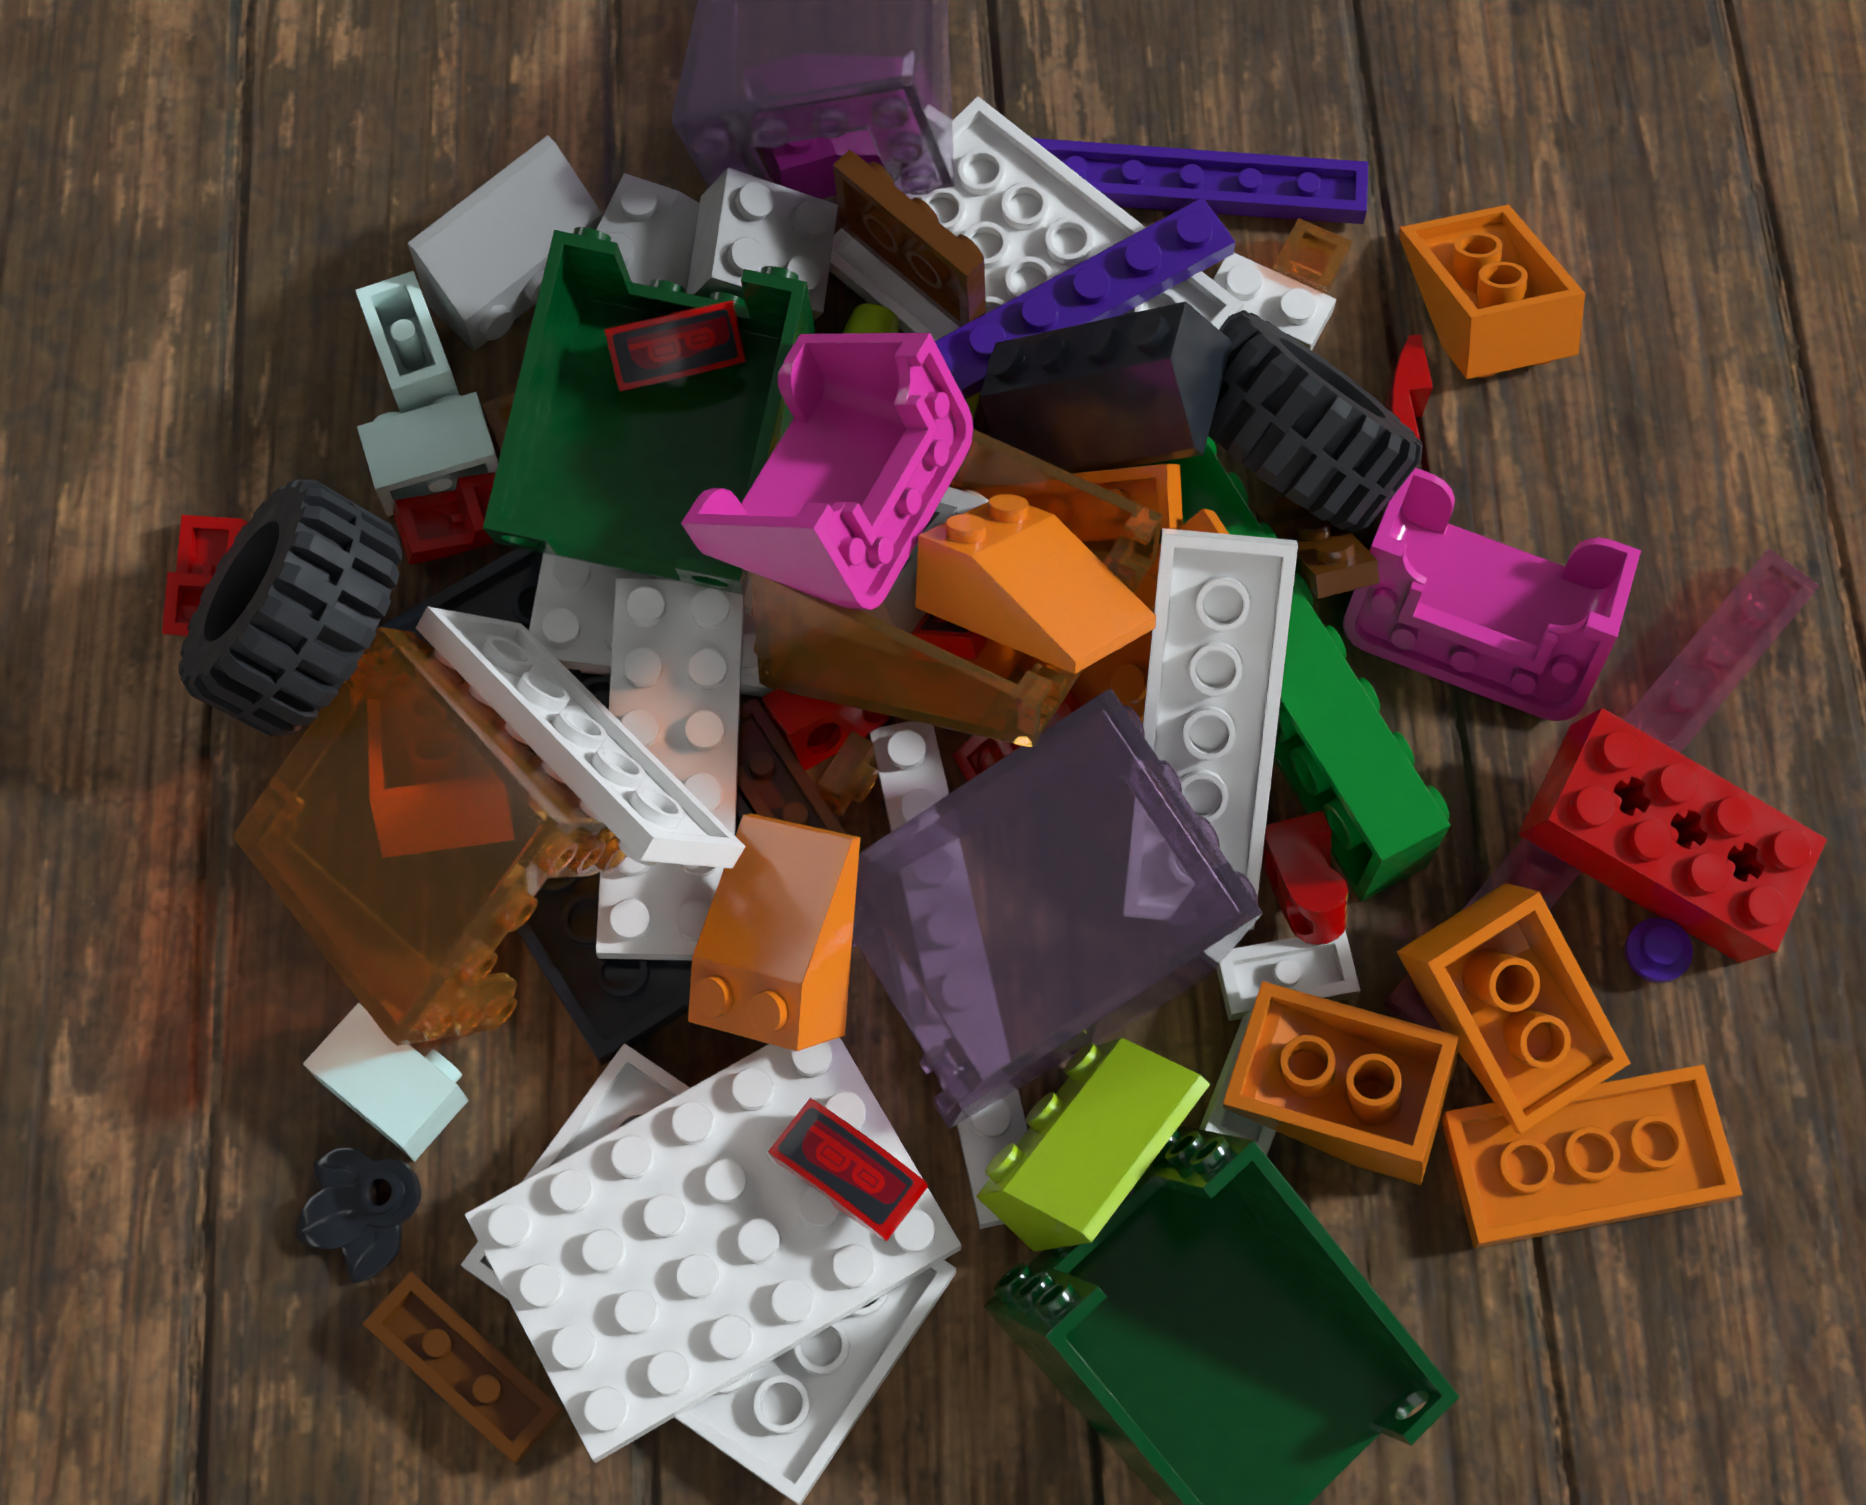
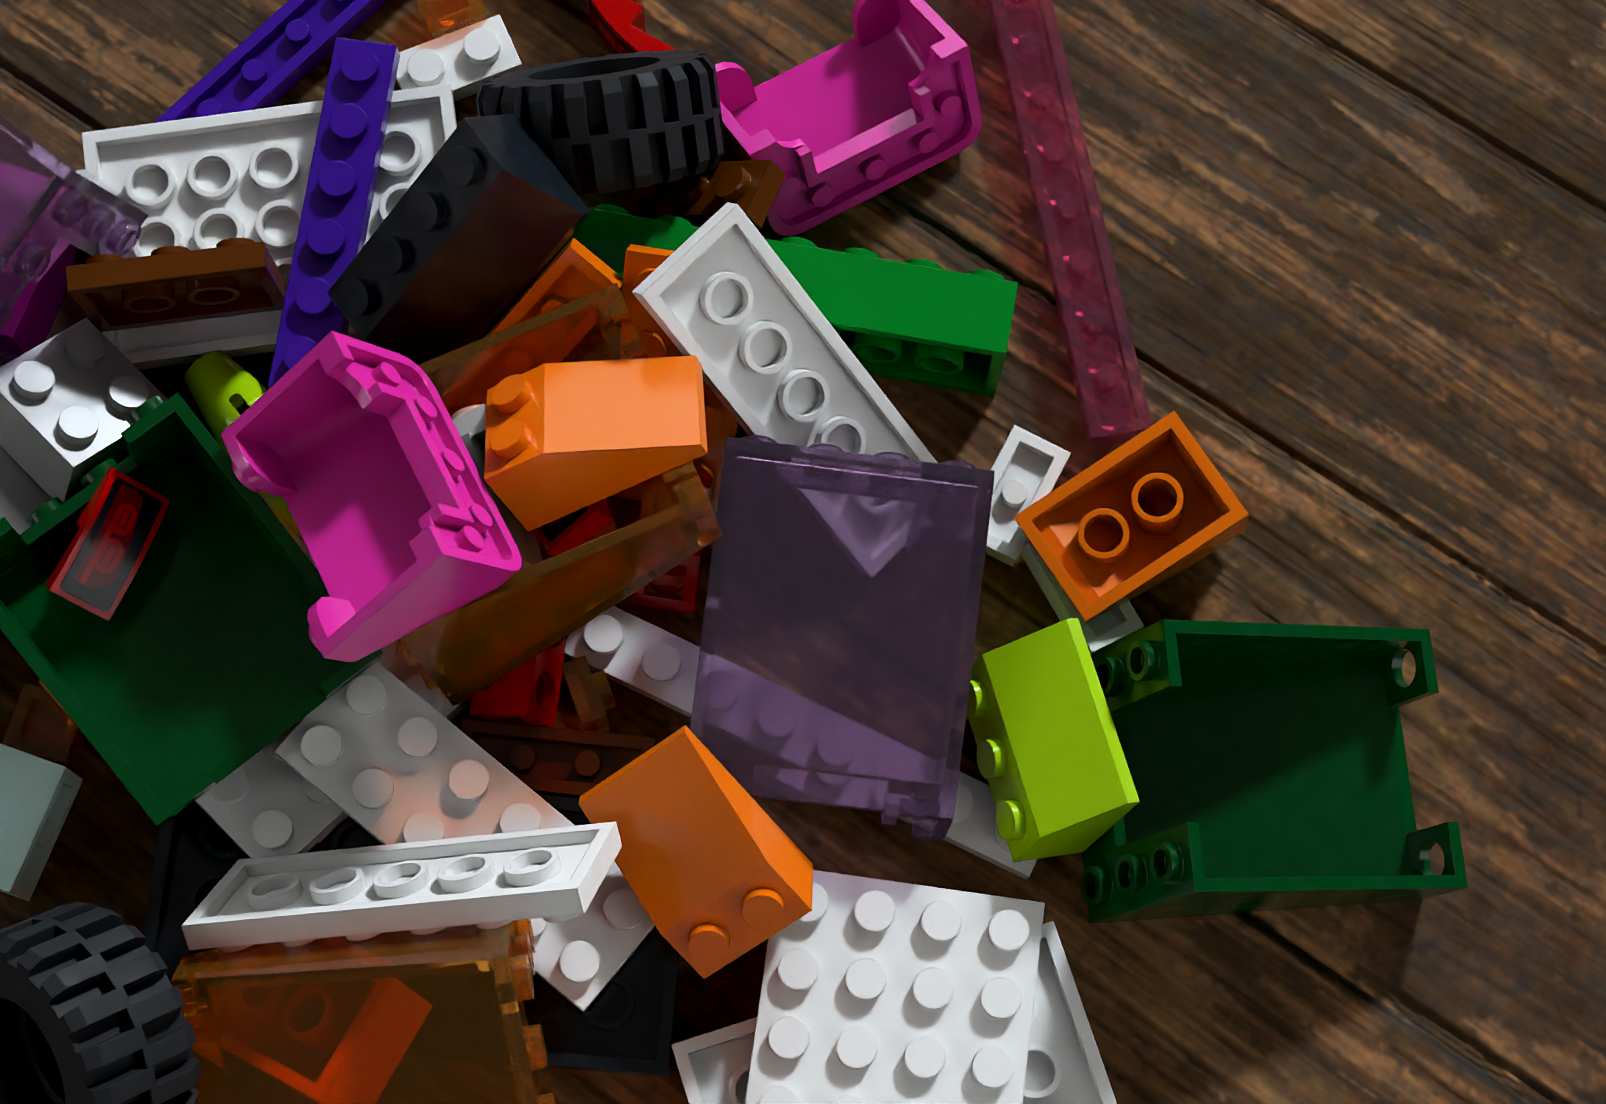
camera: 55 degrees left, 5 degrees up
(445, 521) = (88, 840): red slope -> none
(848, 1169) = (928, 943): slope -> none
(1300, 876) = (955, 424): red leg -> none
(1516, 1003) = (1170, 347): orange slope -> none
(1598, 1161) = (1315, 396): orange plate -> none
(1658, 950) = (1201, 221): dark purple plate -> none
(1673, 836) = (1134, 139): red brick -> none

